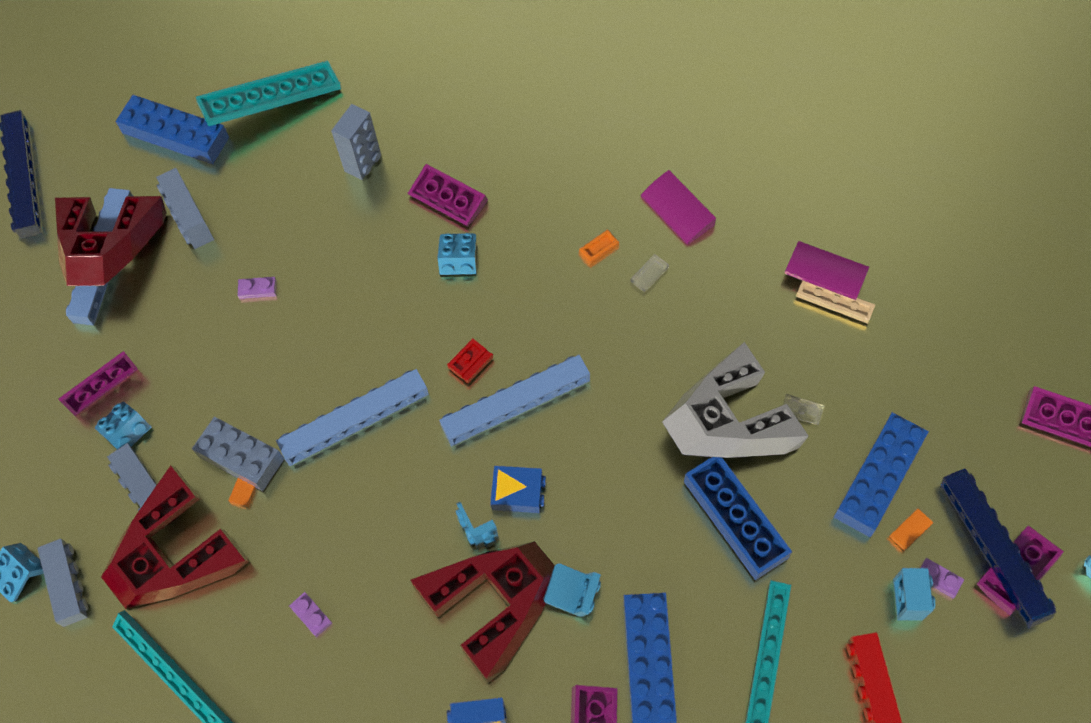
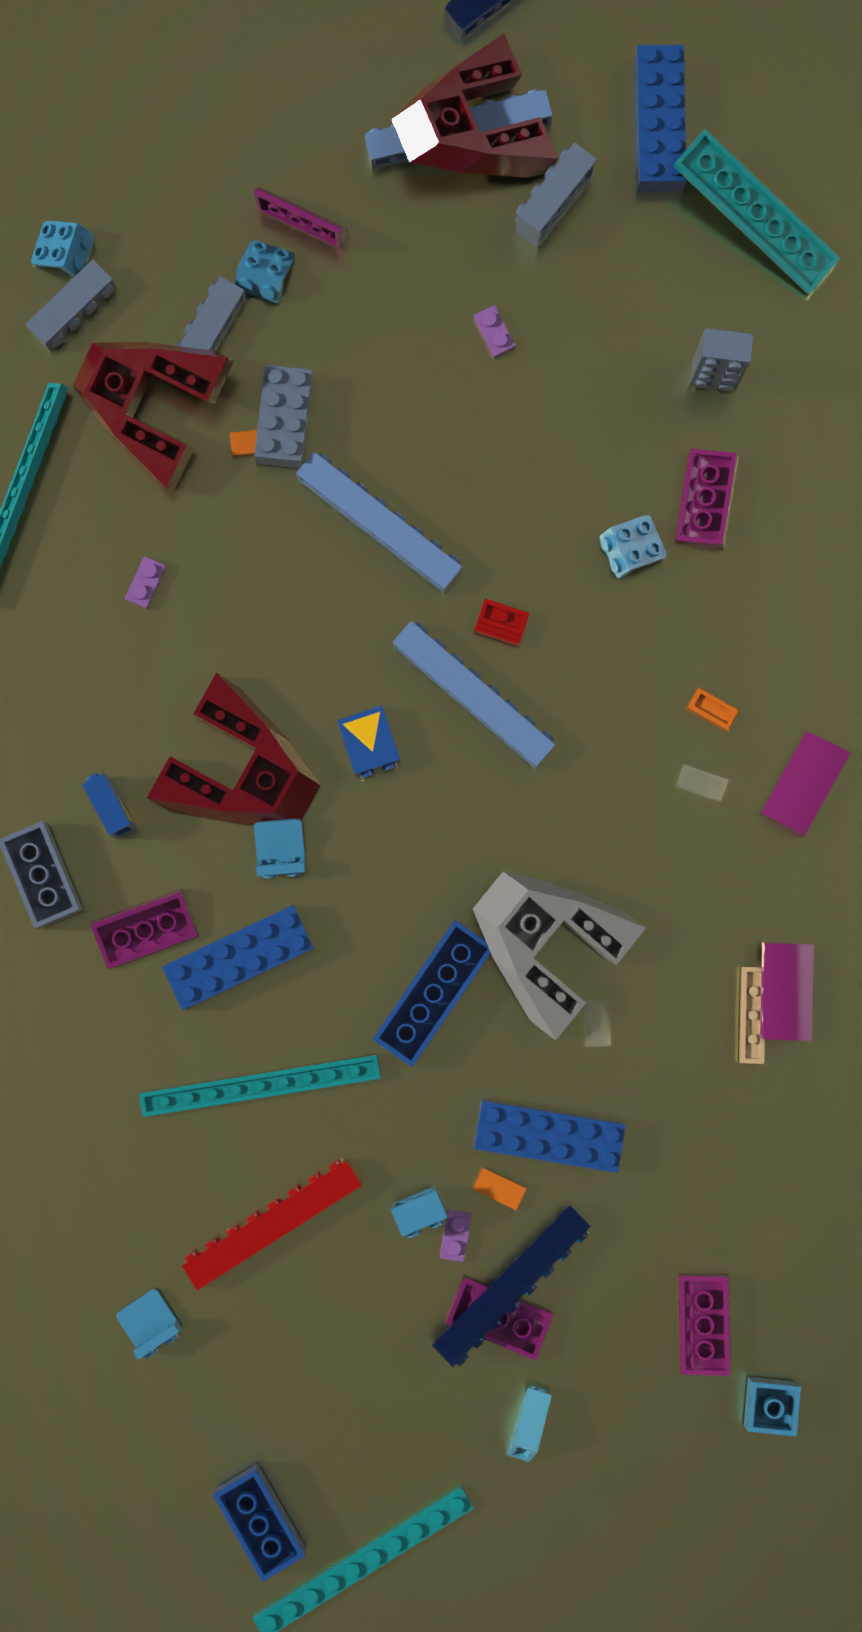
camera: 60 degrees right, 20 degrees up
(482, 535) = (298, 730): dark azure bracket -> none

